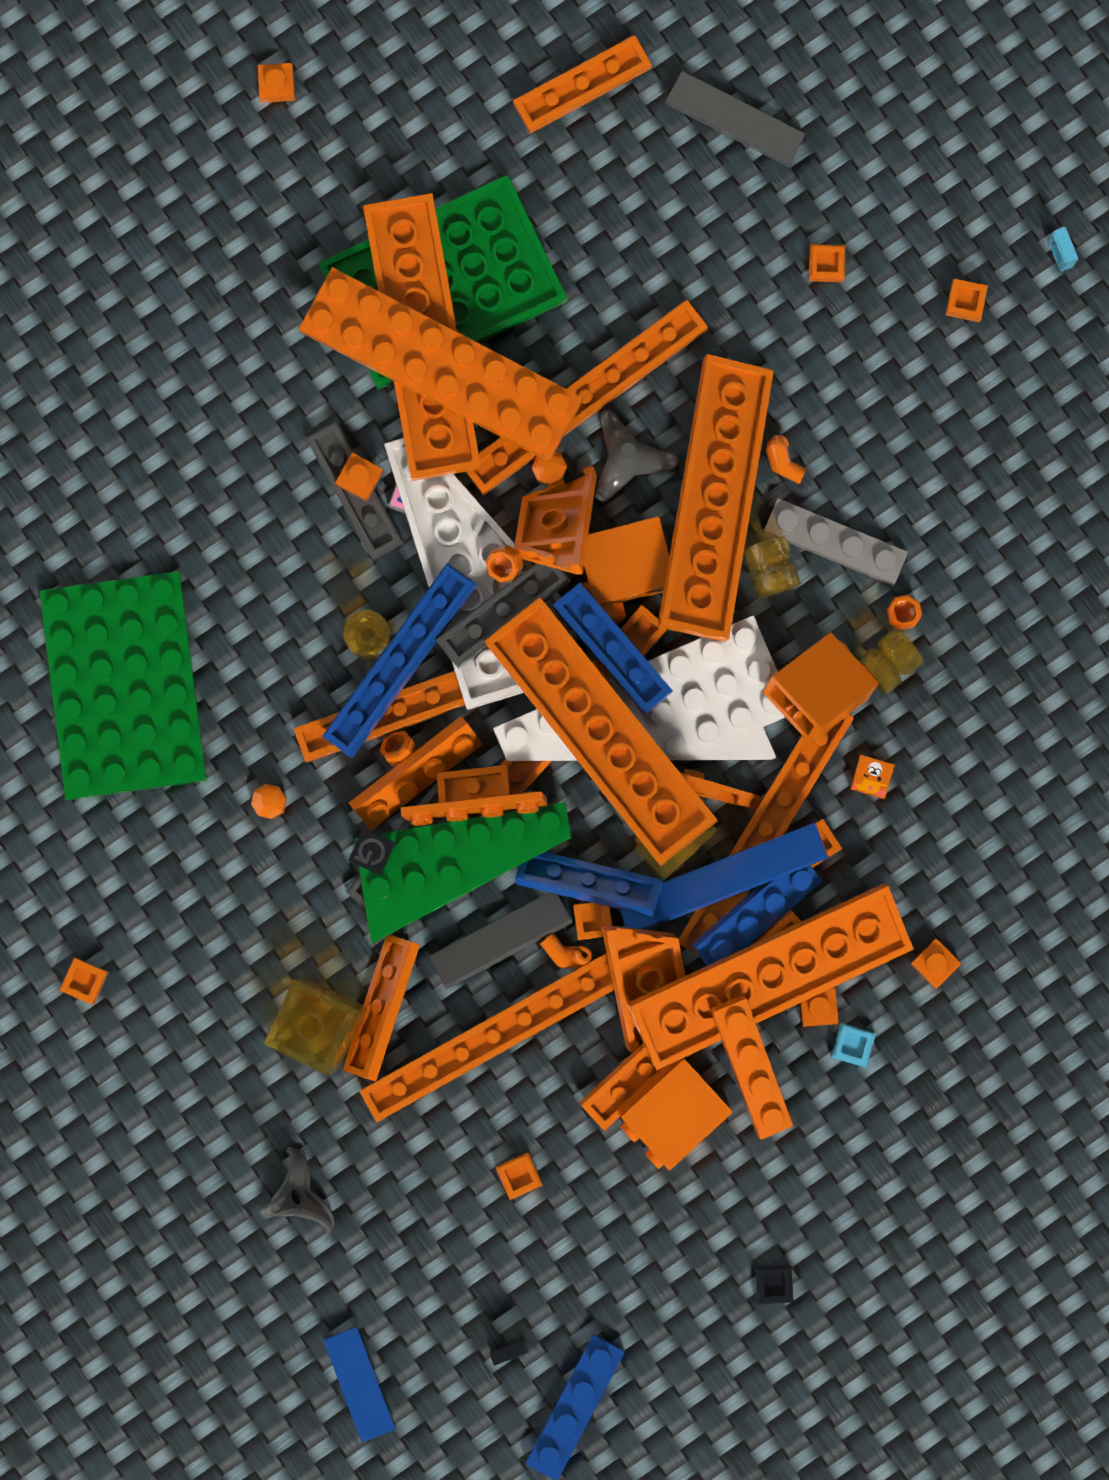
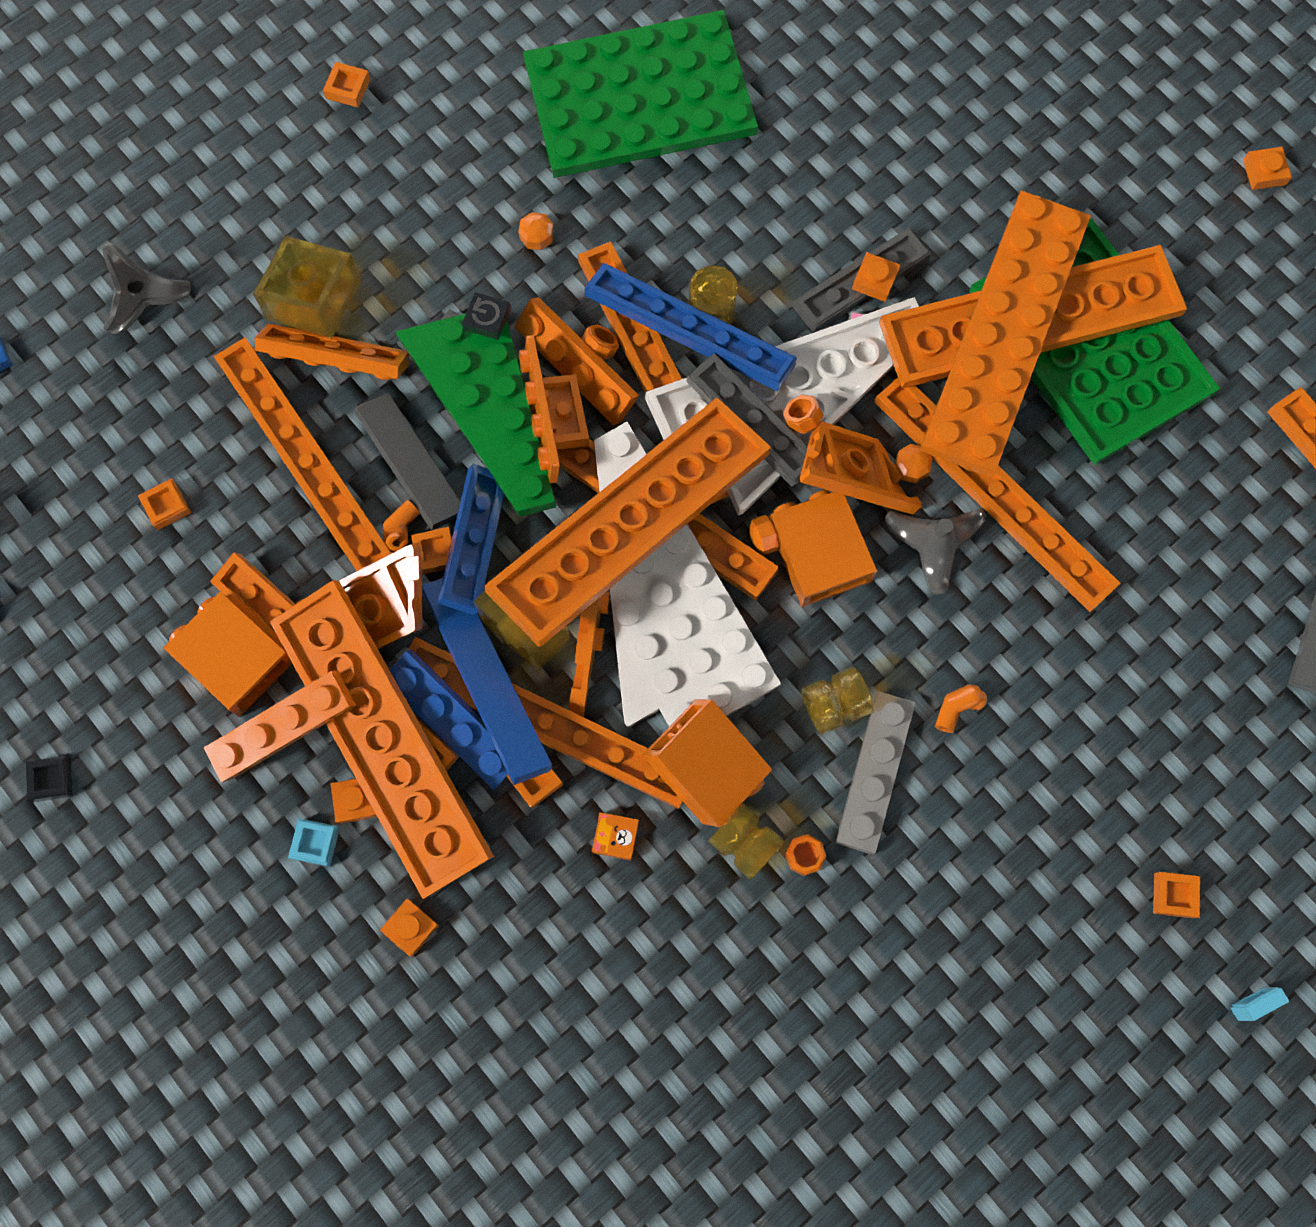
camera: 80 degrees right, 10 degrees down
(612, 649) = (723, 530): blue plate -> none
(715, 498) = (905, 629): orange plate -> none
(827, 263) = (1188, 734): orange tile -> none

